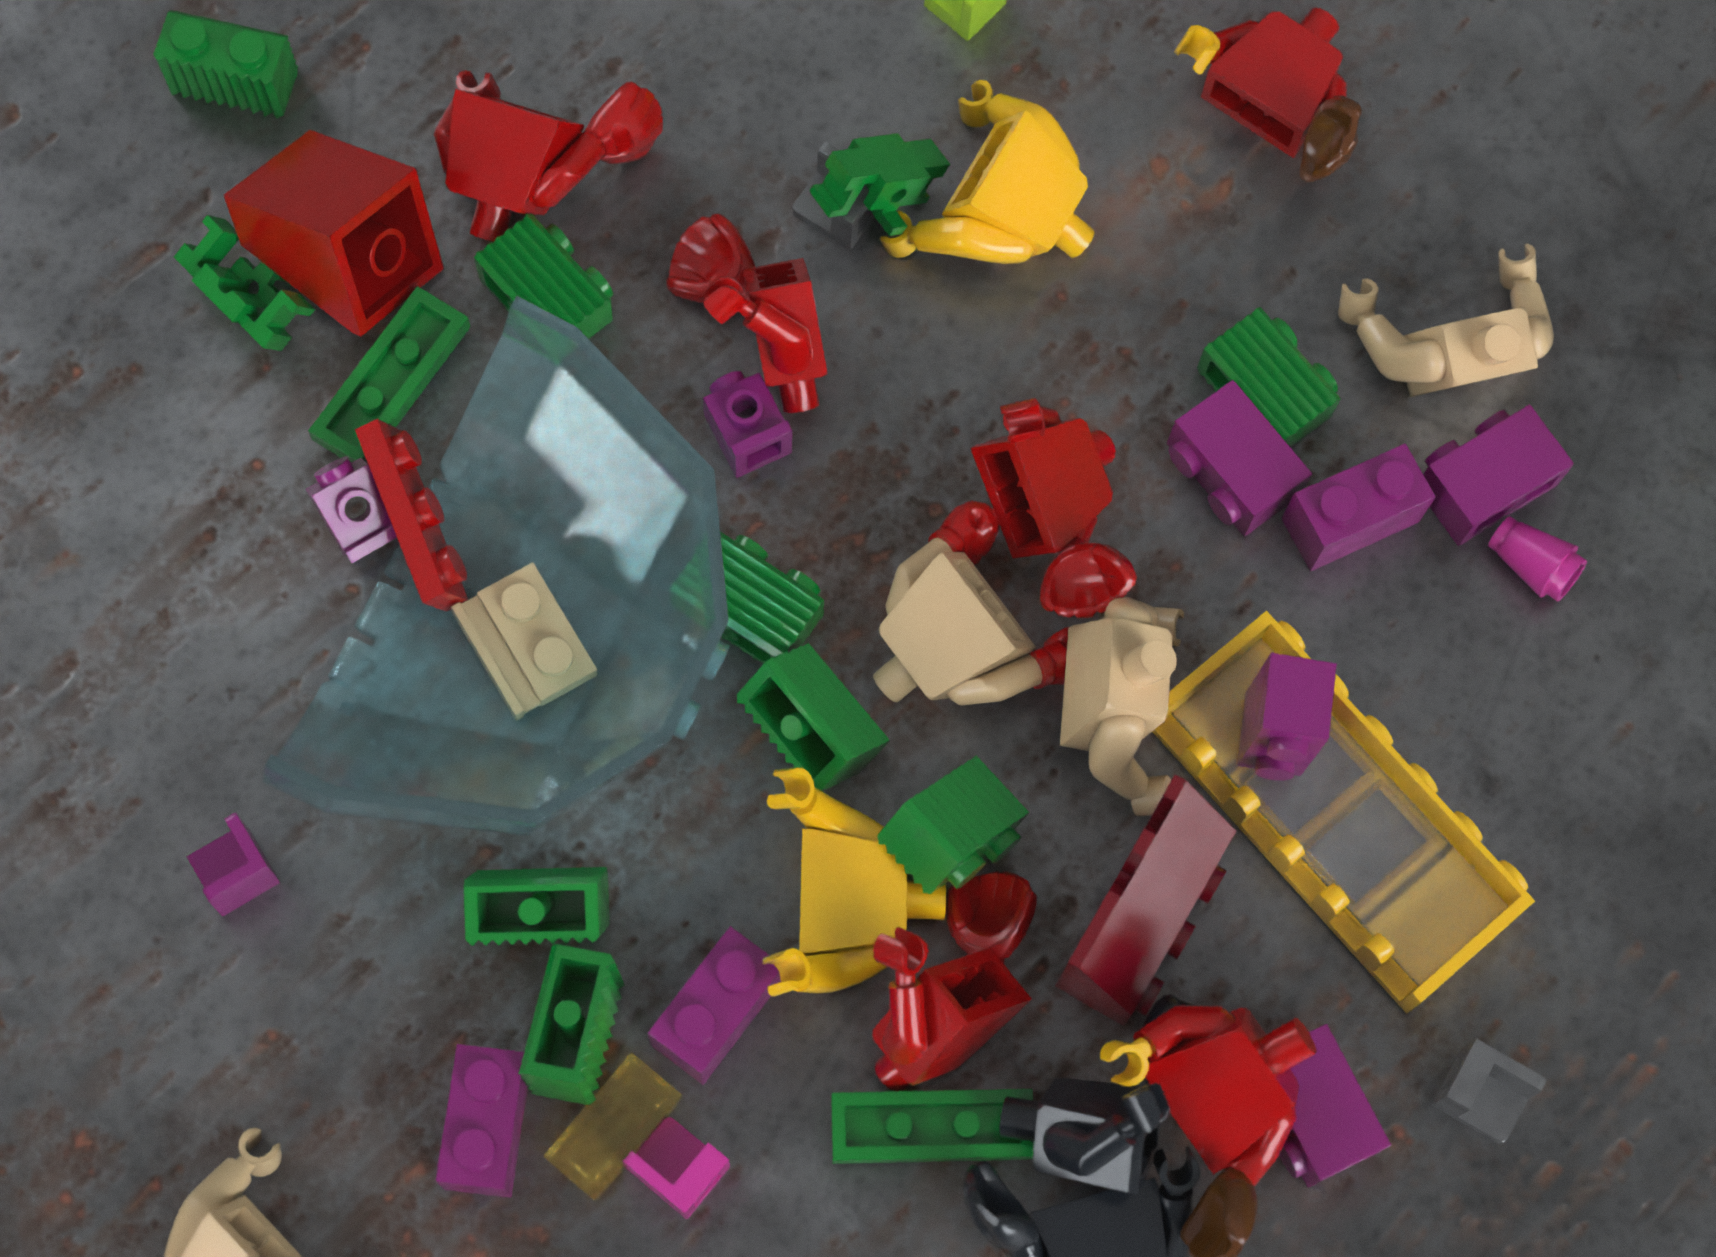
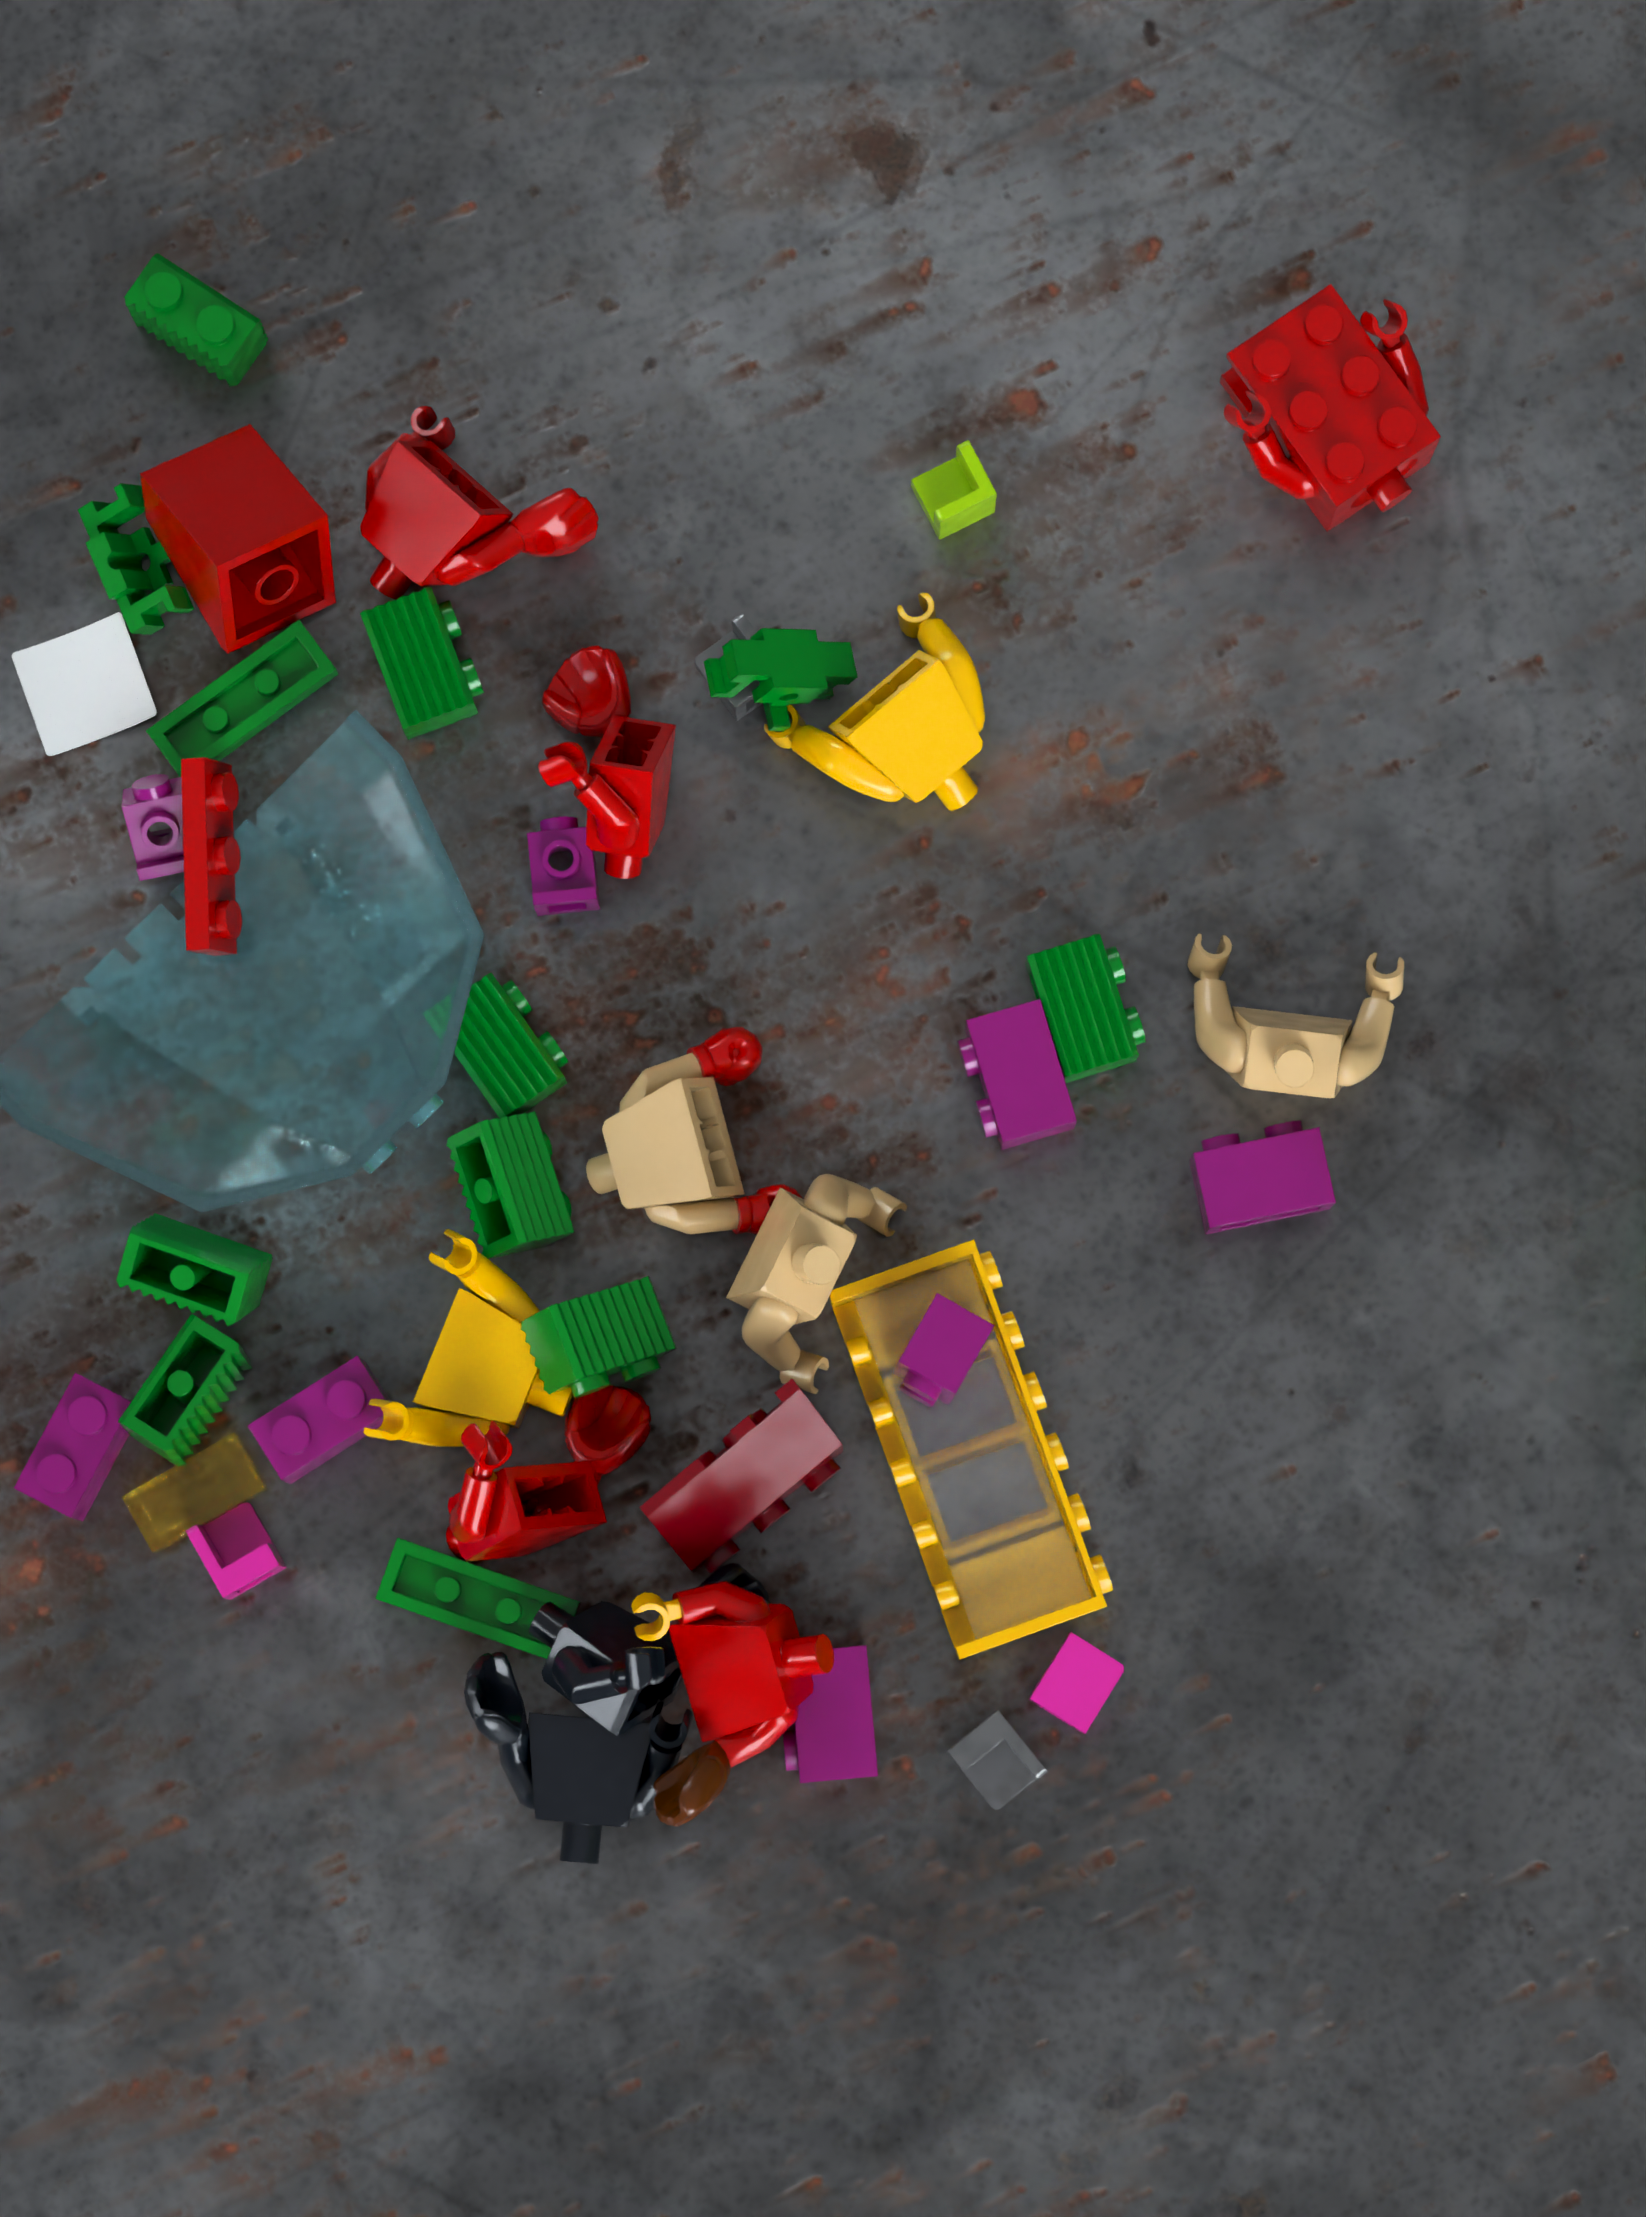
camera: 30 degrees right, 10 degrees up
(234, 417) = (84, 685): none -> white sticker
(524, 641) = (274, 1011): tan plate -> none
(1047, 496) = (814, 1050): red torso -> none
(1281, 85) = (1227, 704): red torso -> none
(1357, 507) = (1113, 1165): magenta brick -> none
(1531, 989) = (1077, 1683): none -> dark pink panel
(1538, 558) = (1270, 1277): dark pink cone -> none

